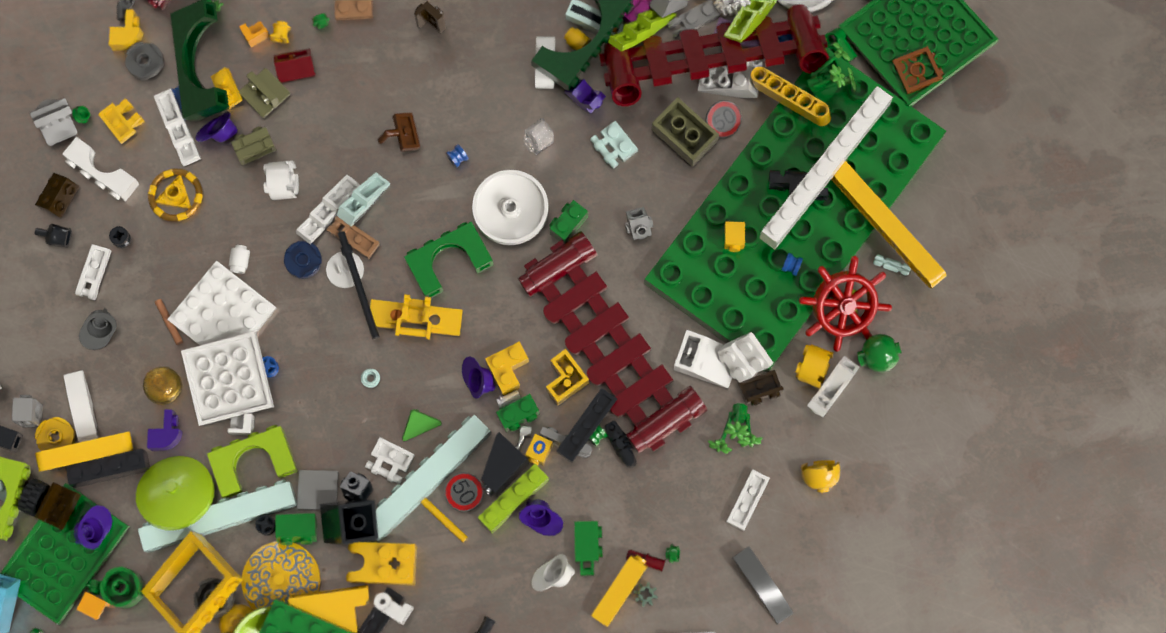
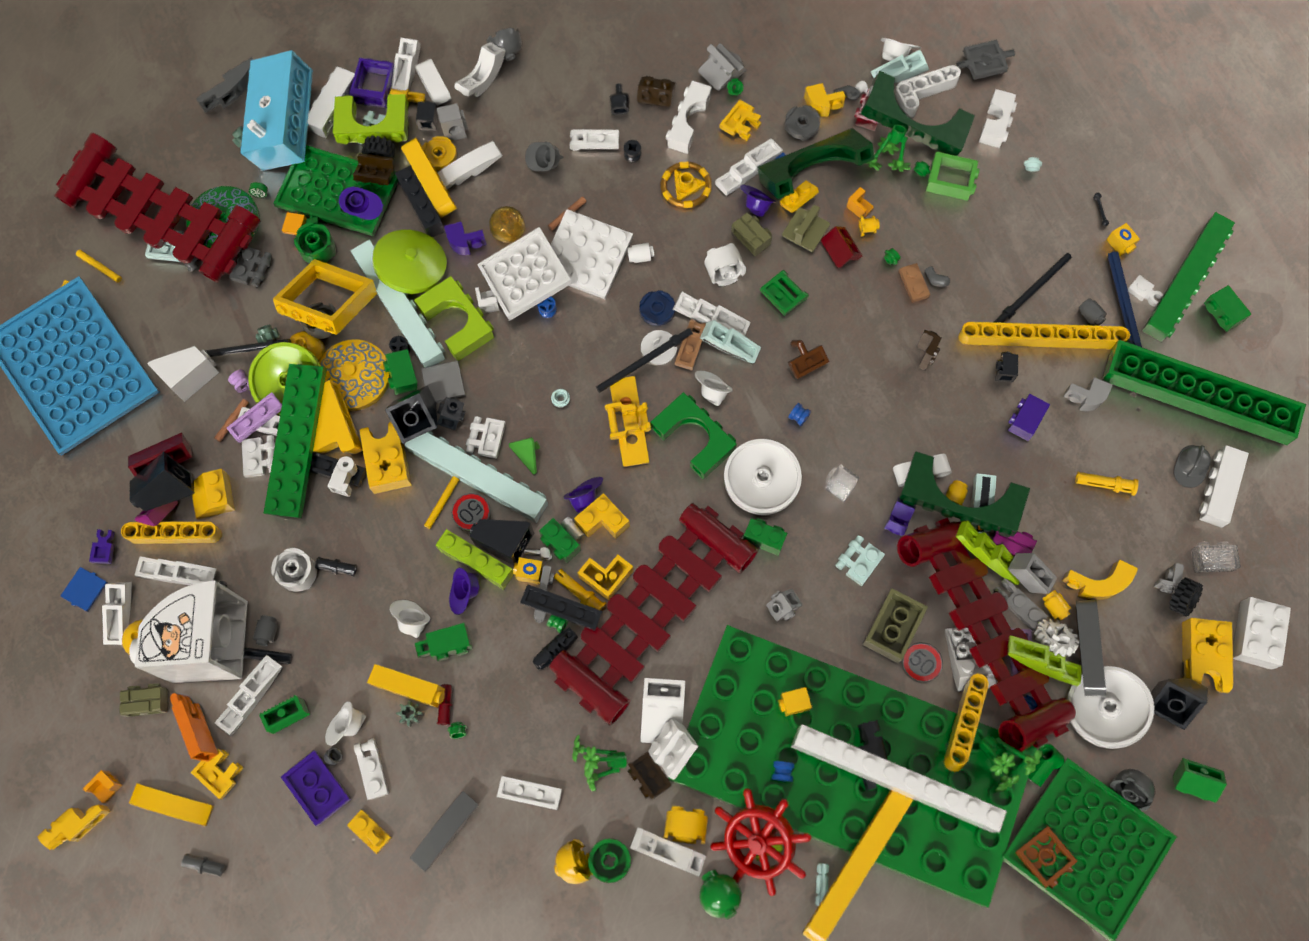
camera: 75 degrees right, 5 degrees down
(327, 138) = (780, 296): none -> green plate
(406, 228) = (712, 387): none -> white piece
(580, 402) = (587, 597): none -> yellow pin
(833, 432) = (605, 872): none -> green brick

